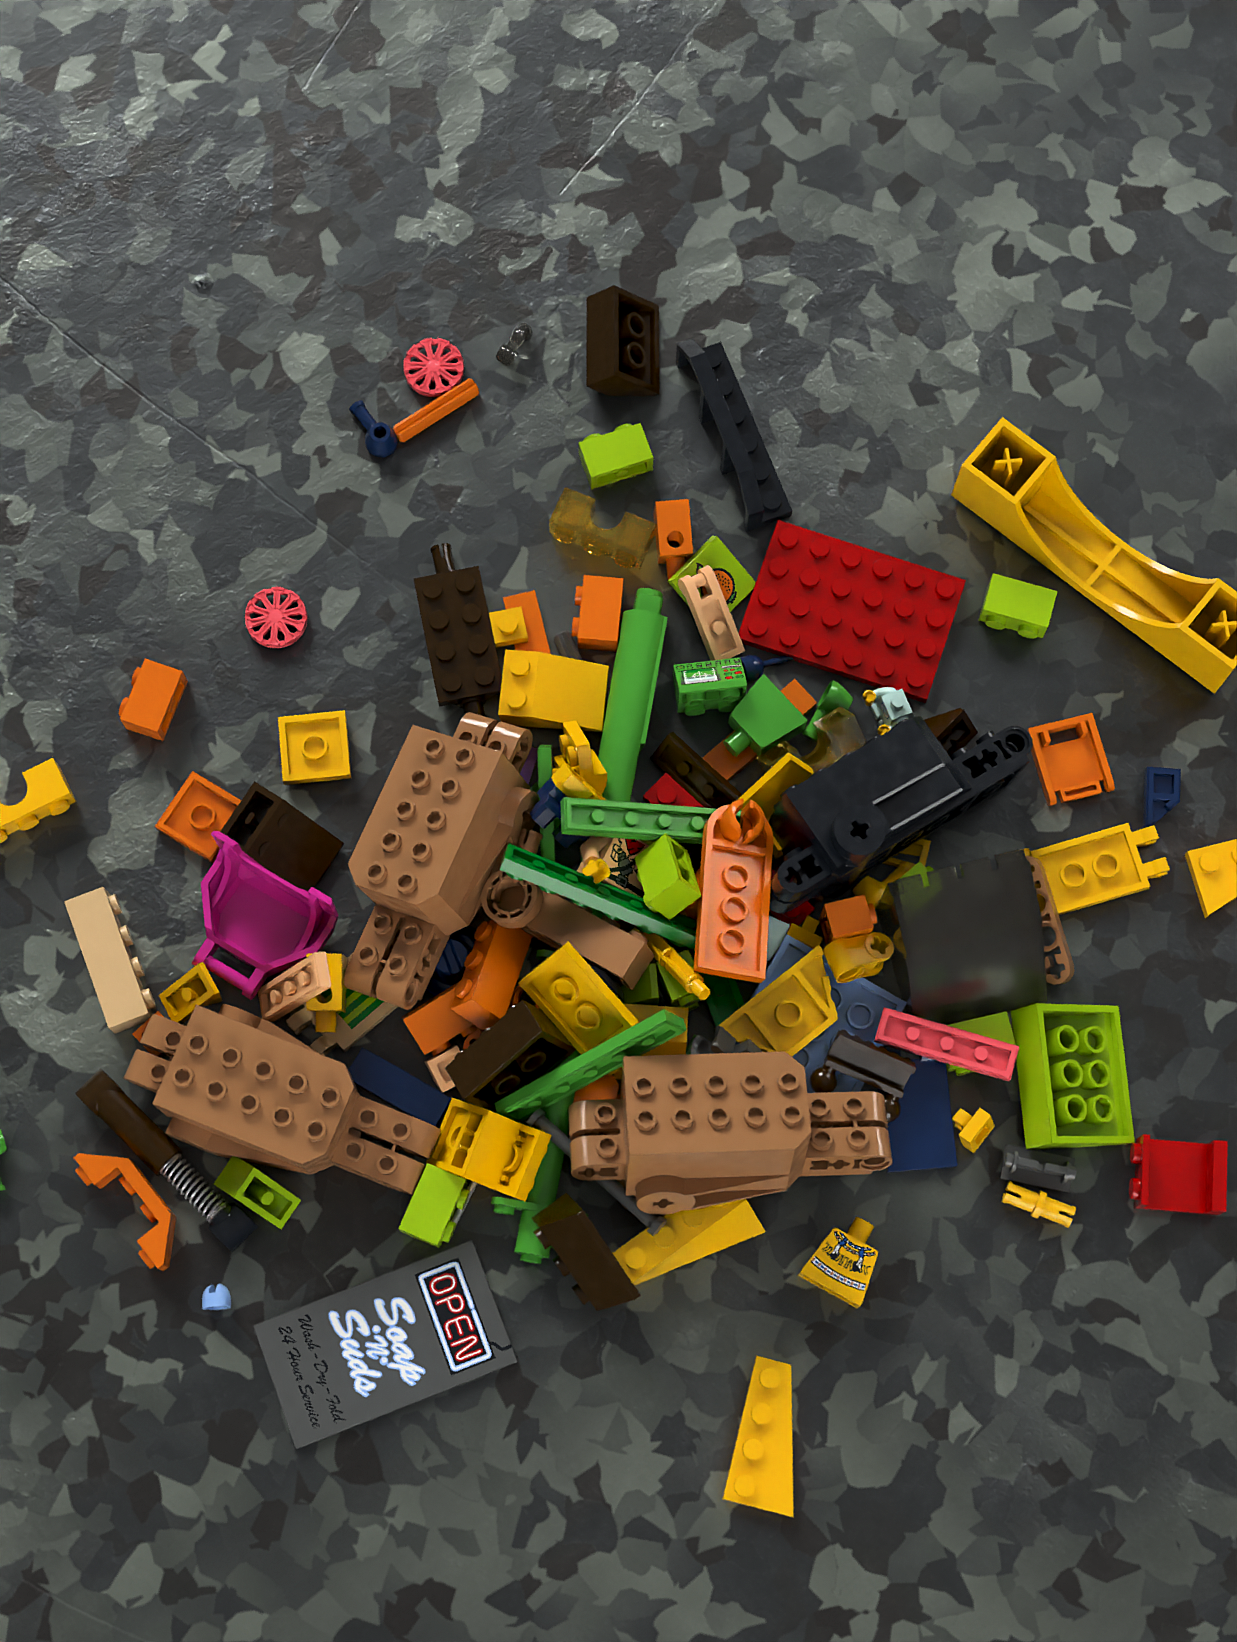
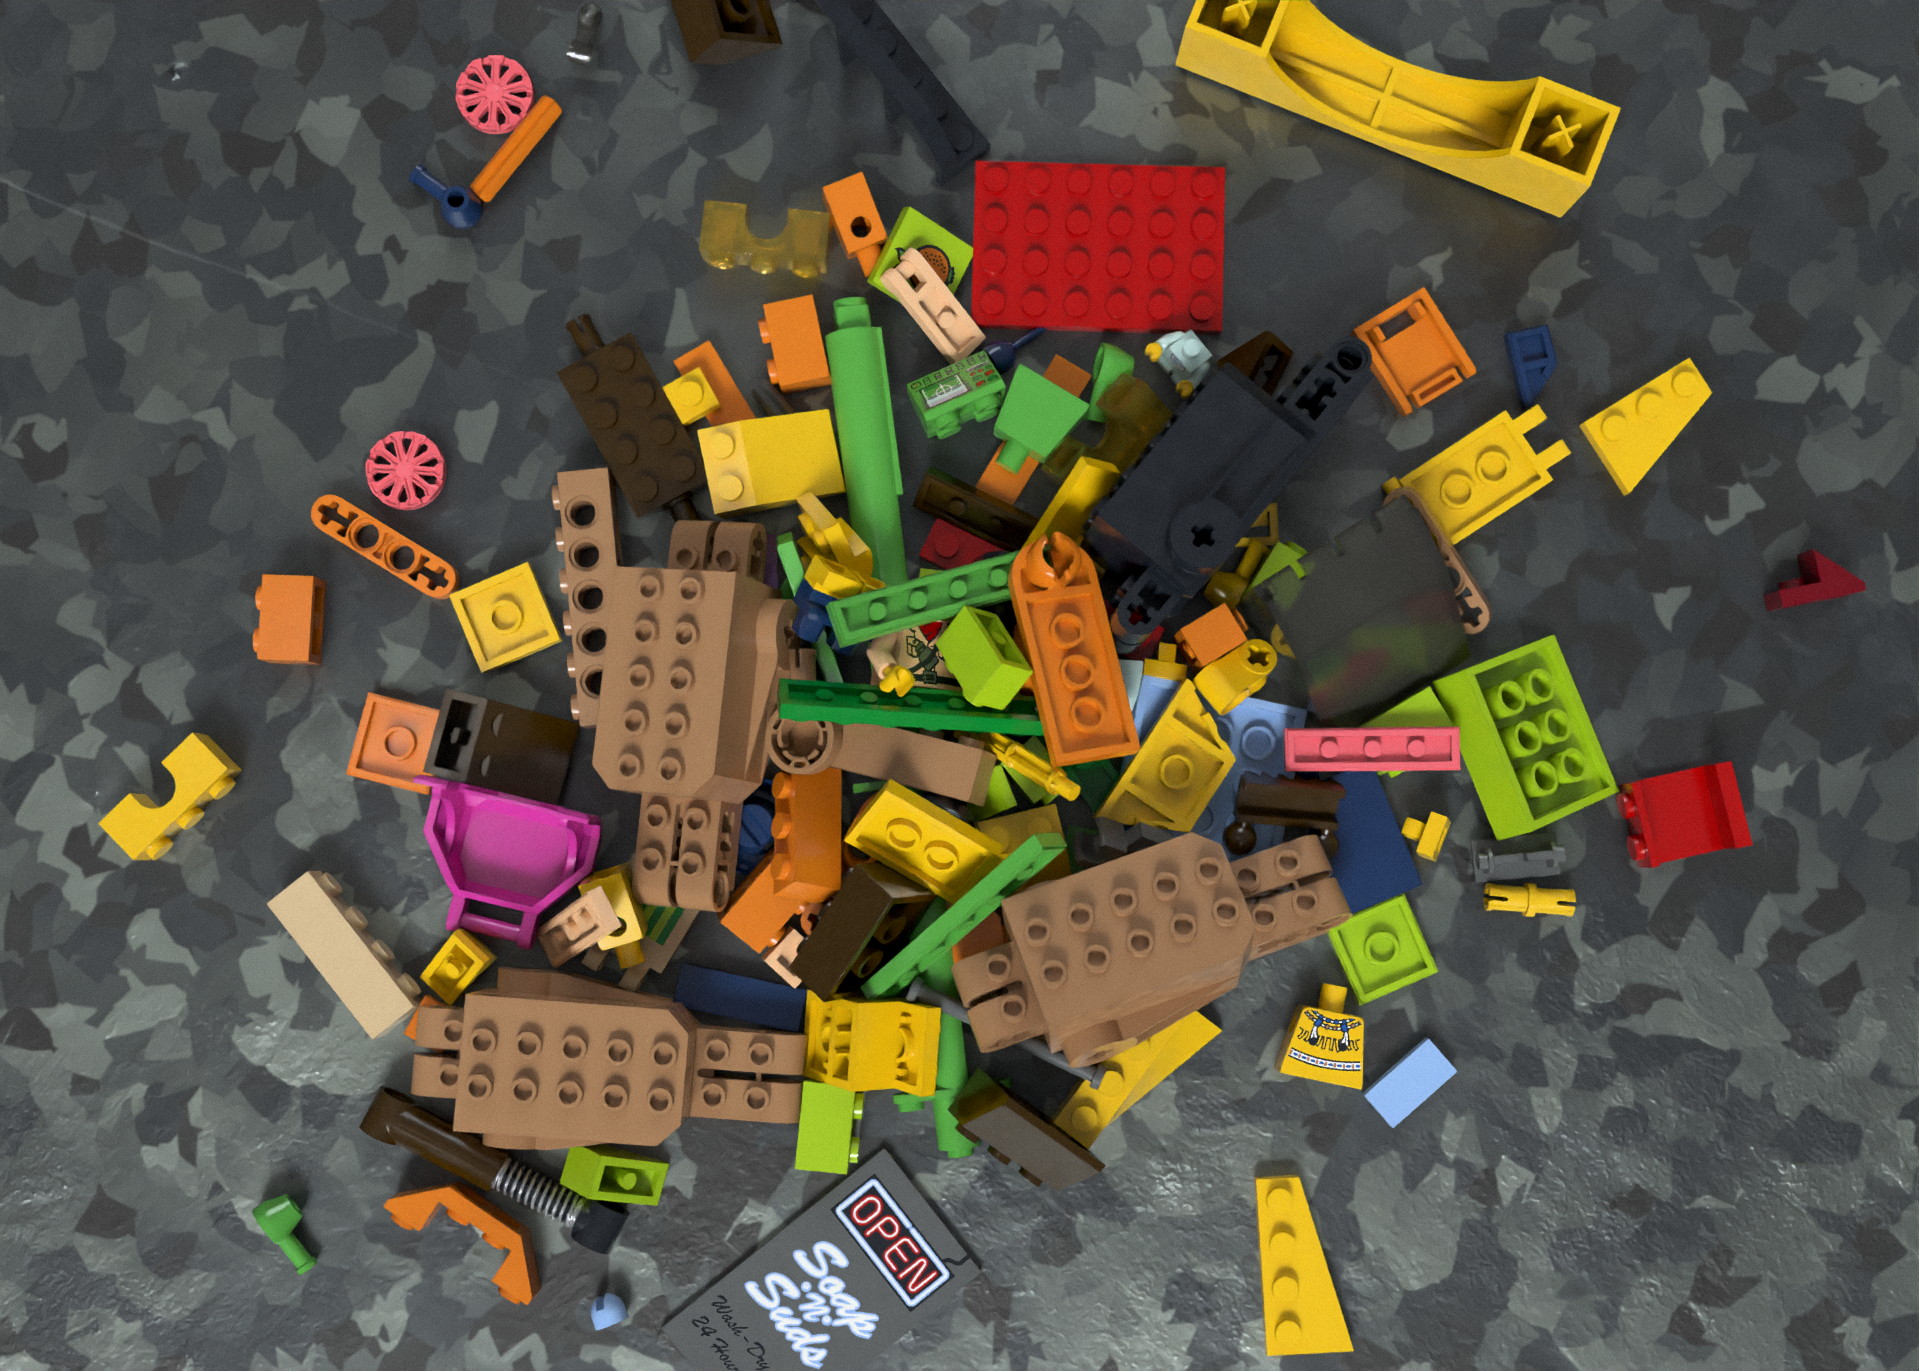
camera: 15 degrees left, 10 degrees up
(243, 667) = (386, 546): none -> orange beam
(397, 670) = (572, 493): none -> medium nougat brick
(615, 455) = (753, 139): lime brick -> none
(901, 1318) = (1409, 1082): none -> light blue tile
(910, 1207) = (1381, 949): none -> lime tile
(1017, 606) = (1297, 181): lime brick -> none

